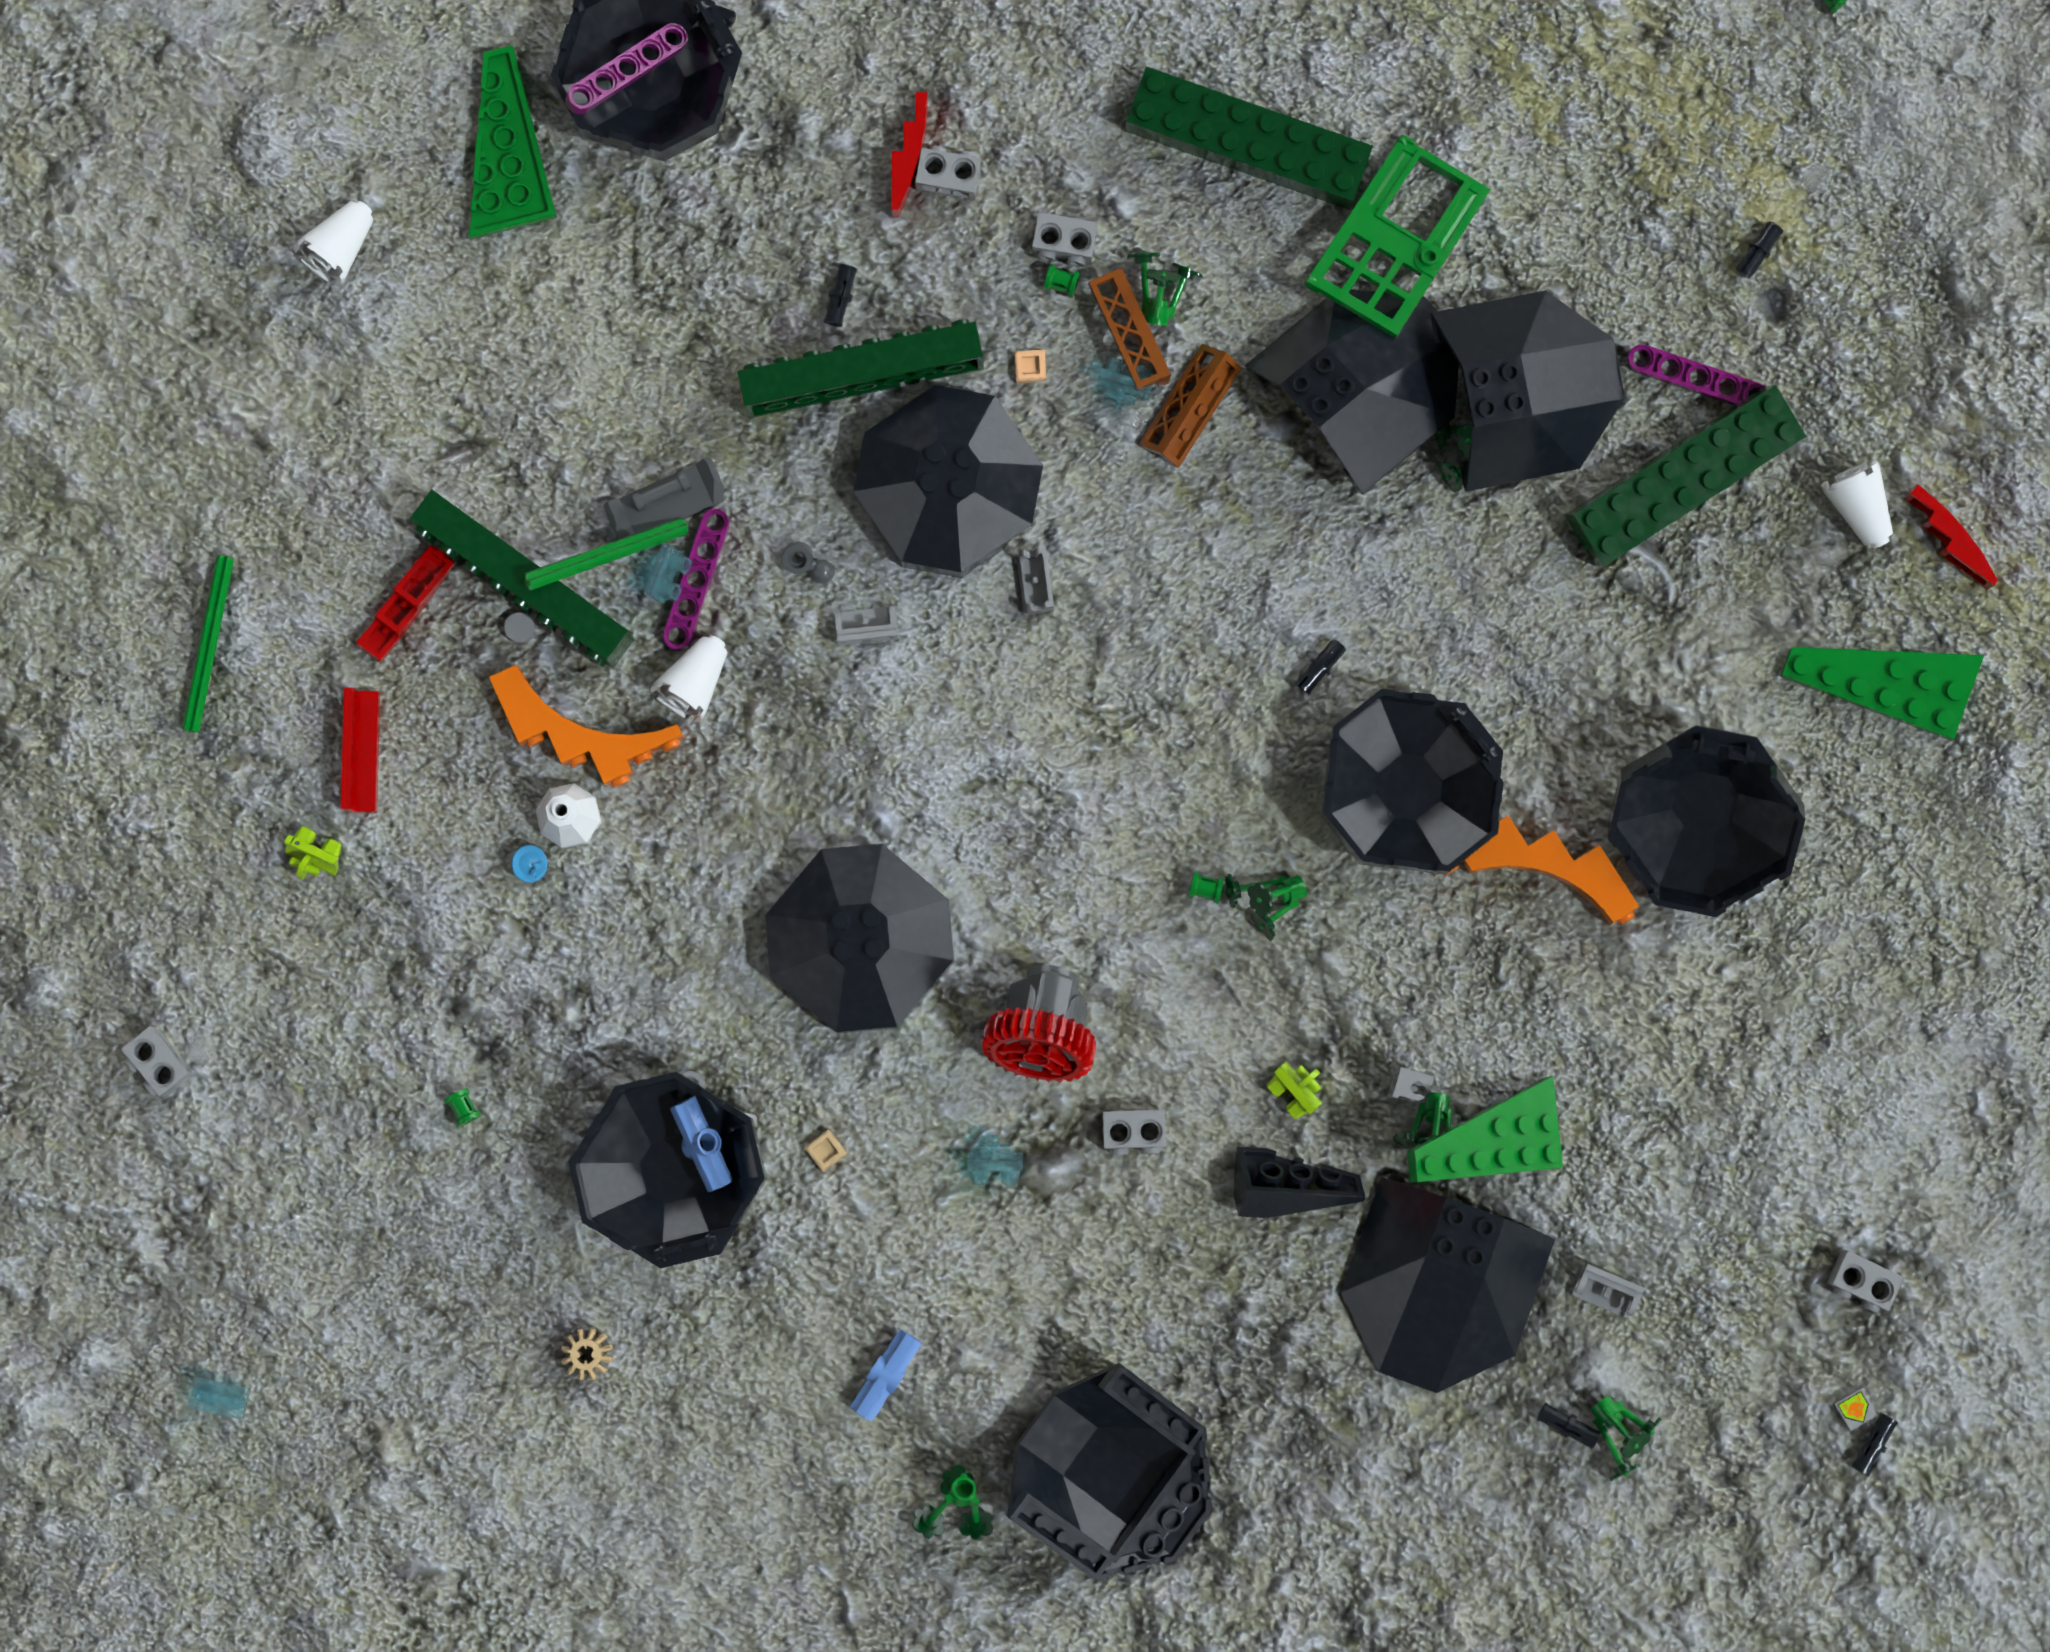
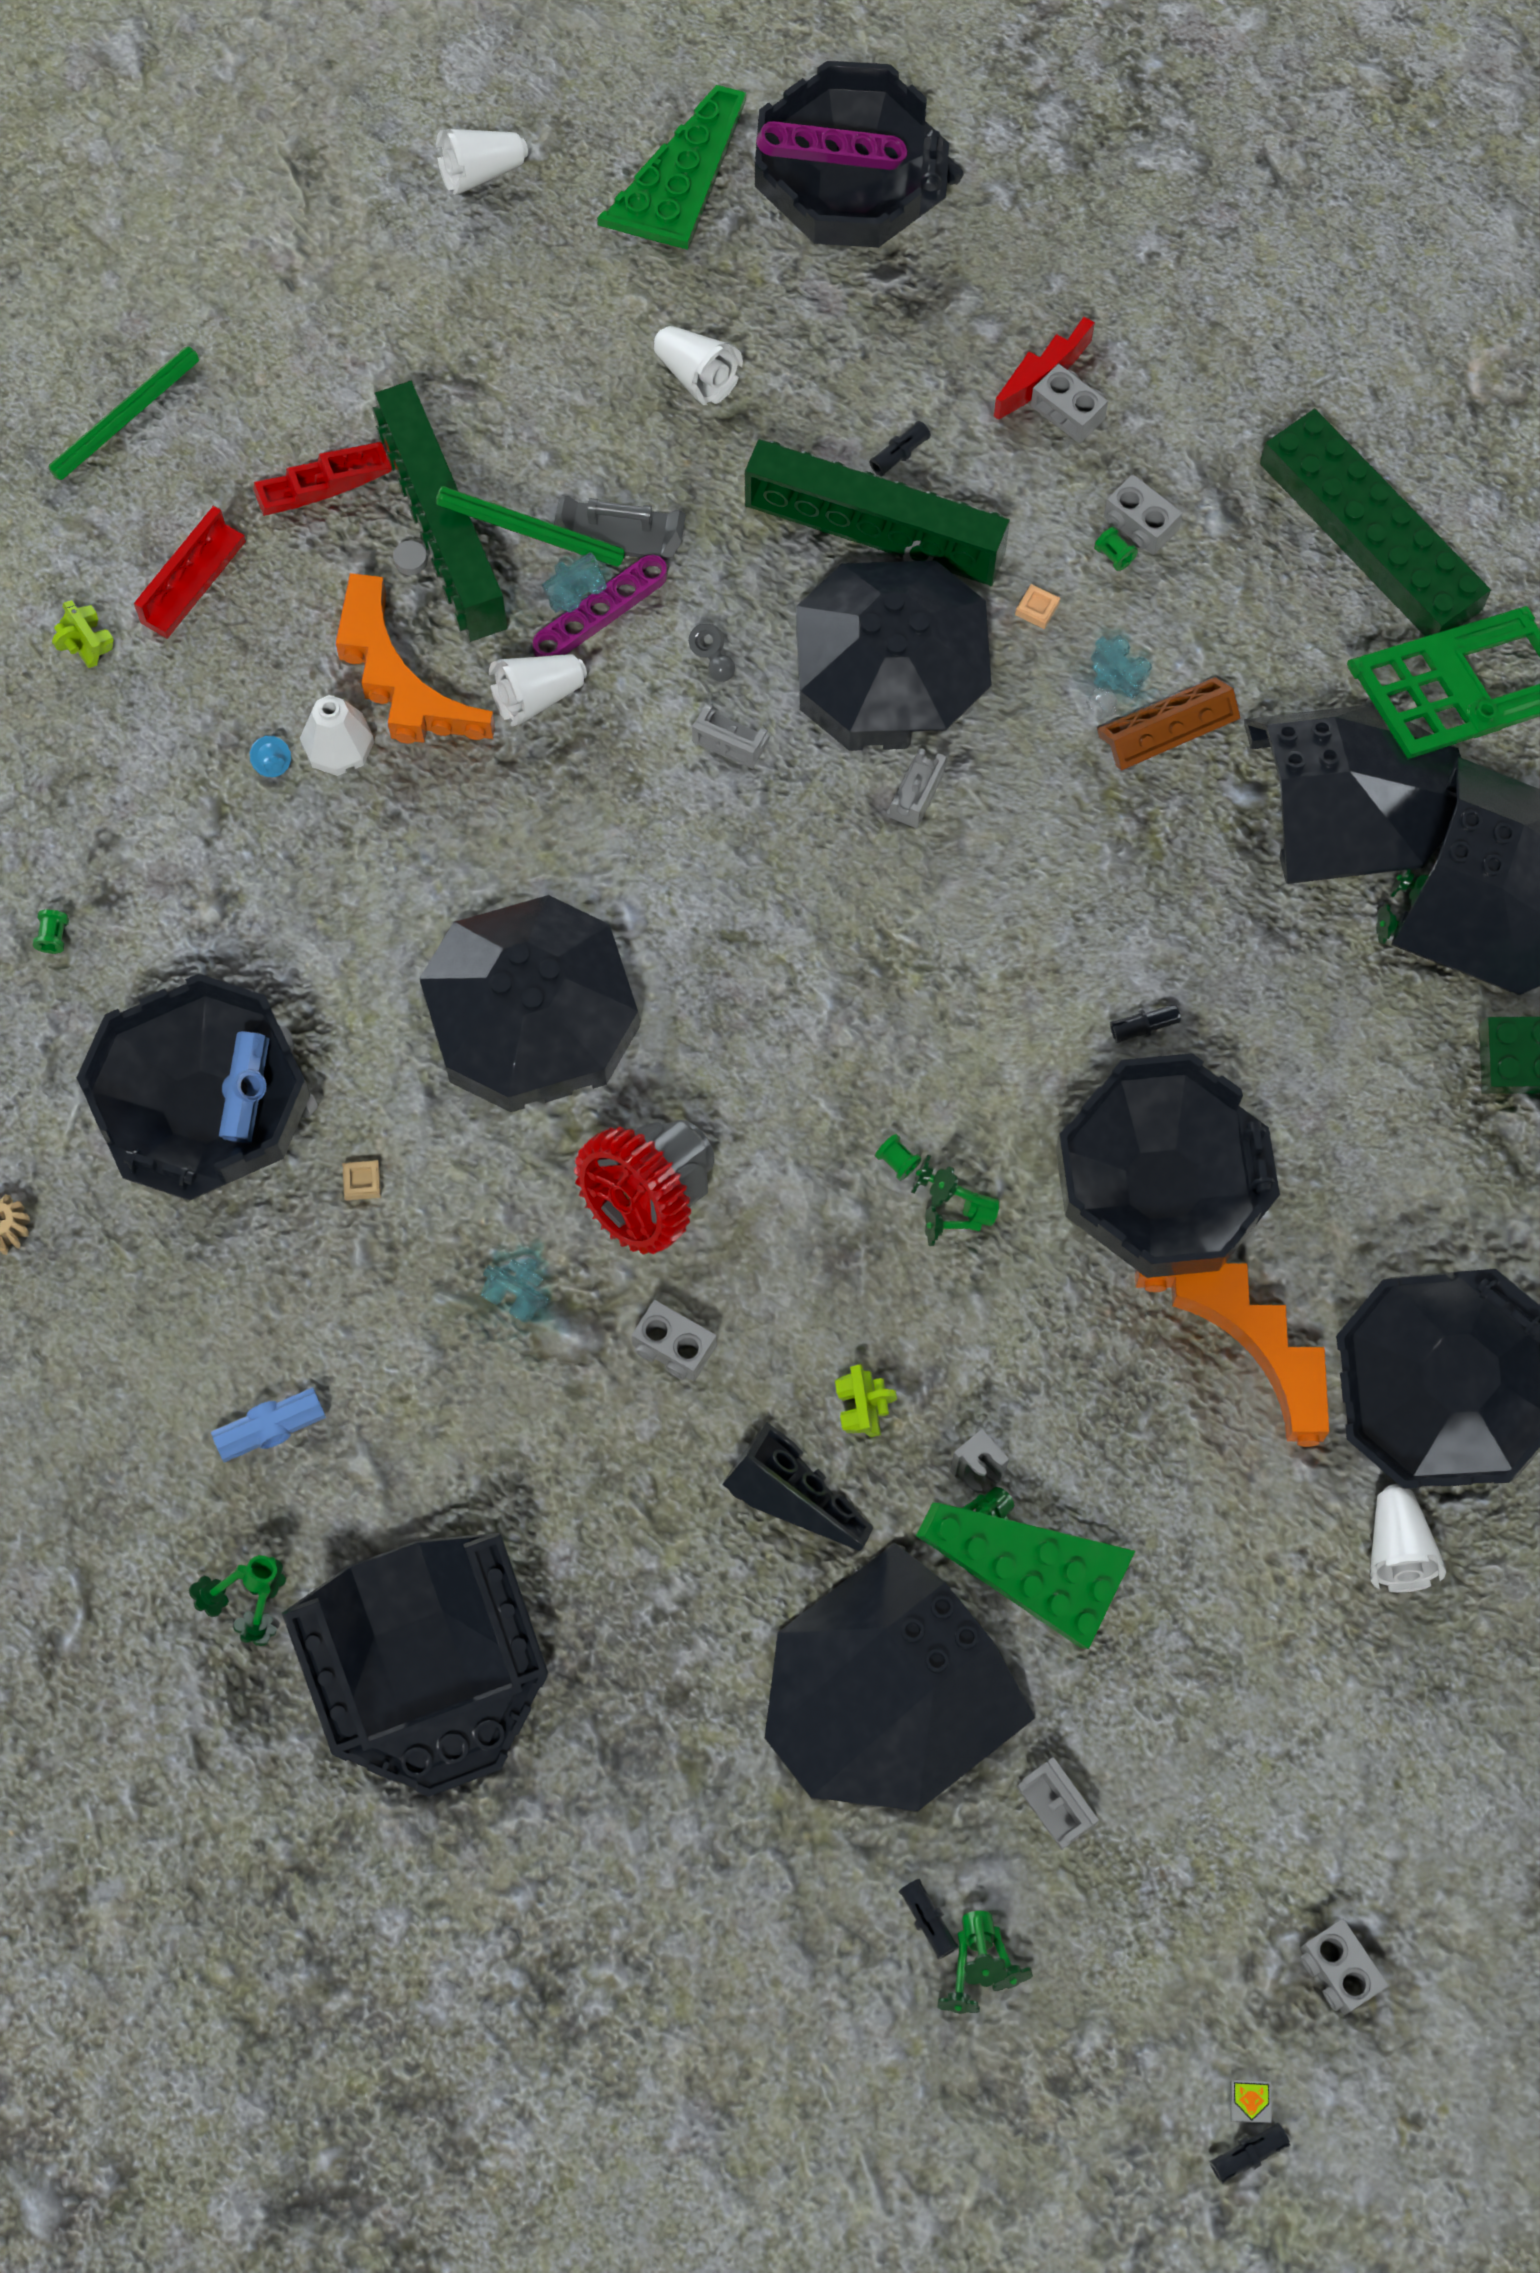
camera: 30 degrees right, 15 degrees down
(634, 320) = (699, 363): none -> white cone
(1138, 326) = (1162, 624): dark orange fence -> none
(1157, 310) = (1190, 621): plant -> none
(1735, 953) = (1403, 1544): none -> white cone

